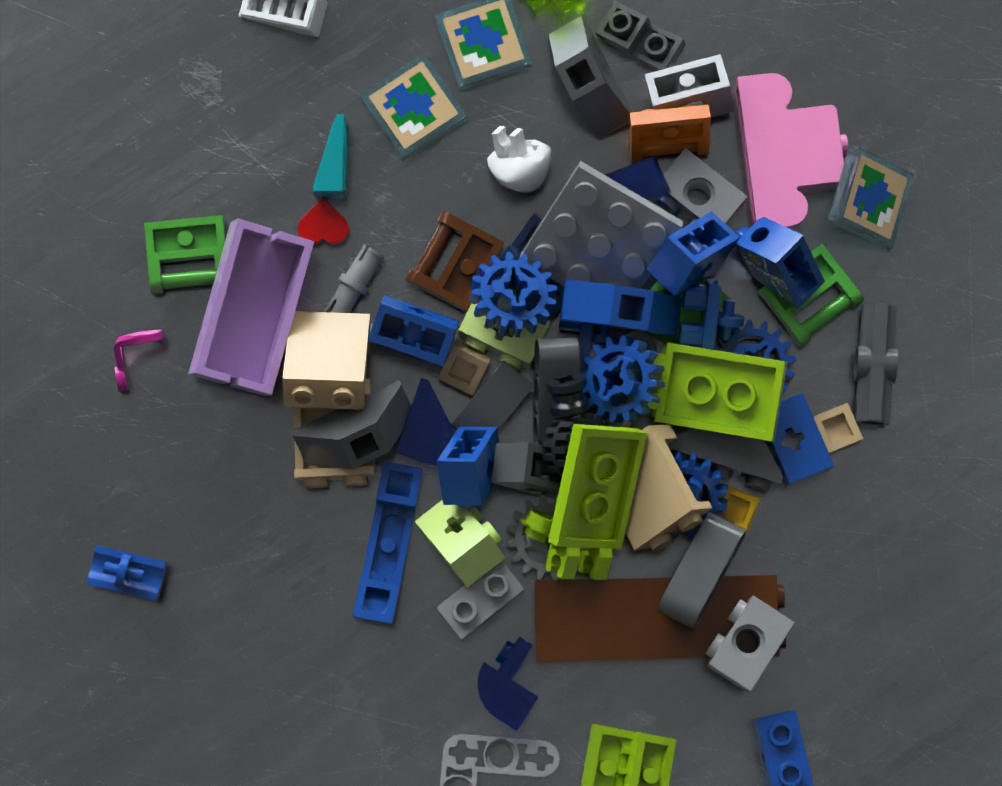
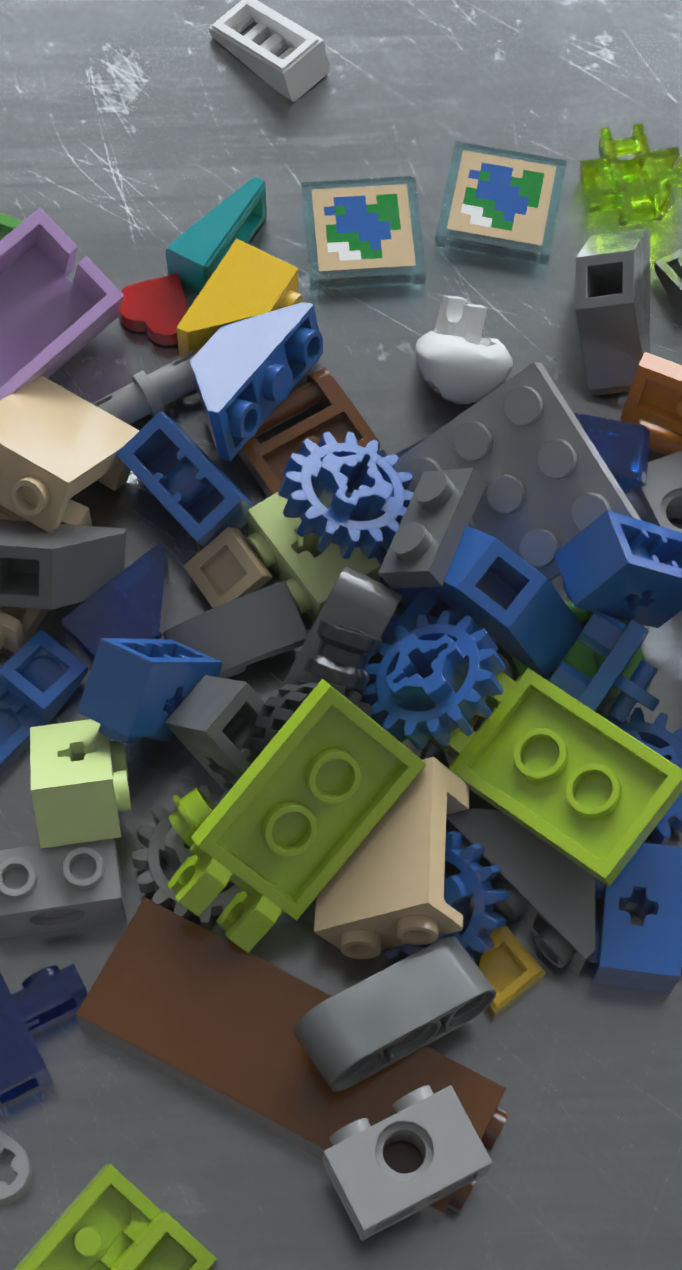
camera: 25 degrees right, 15 degrees down
(374, 196) = (241, 287): none -> yellow slope
(408, 241) = (252, 369): none -> blue slope
(573, 292) = (432, 528): none -> dark grey plate

